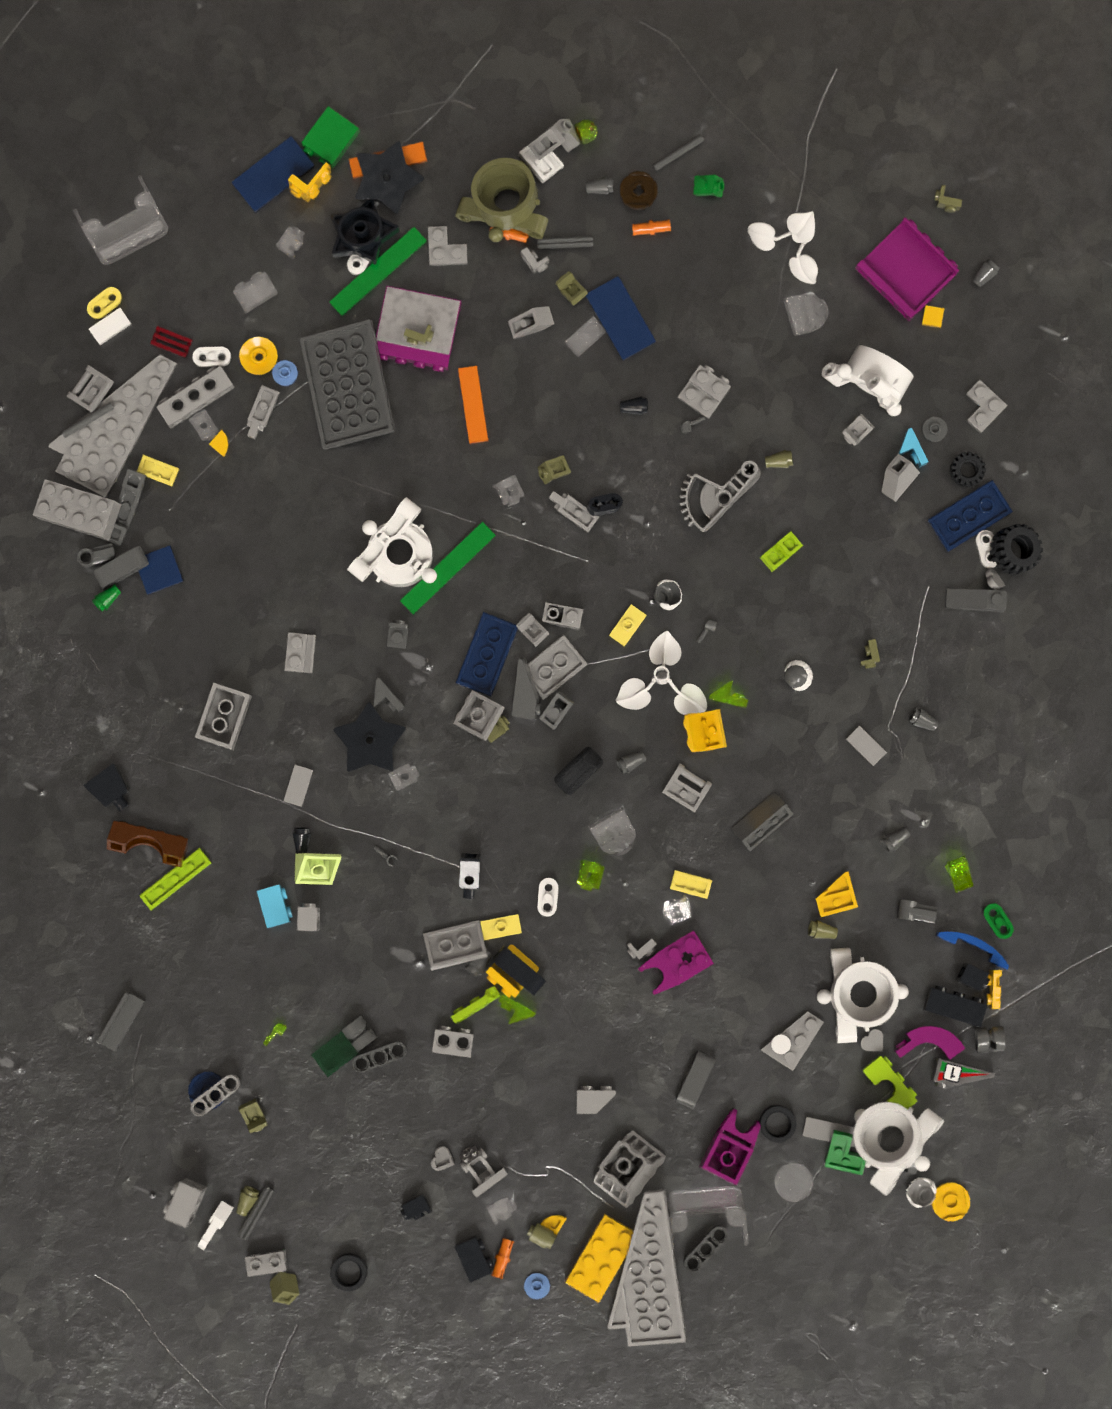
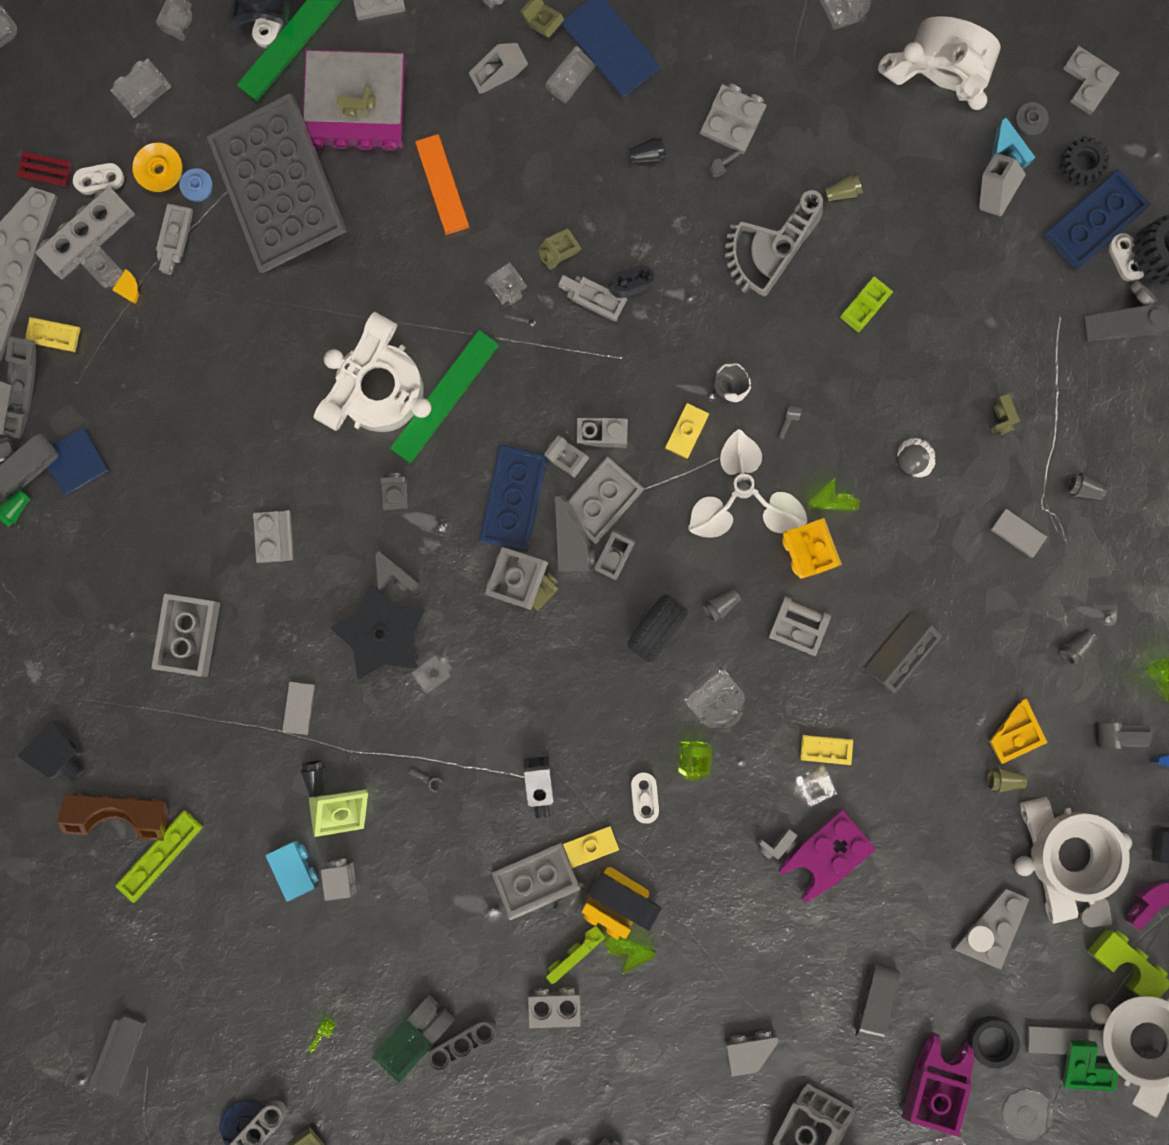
camera: 10 degrees left, 0 degrees up
(857, 430) = (937, 134): light grey bracket -> none

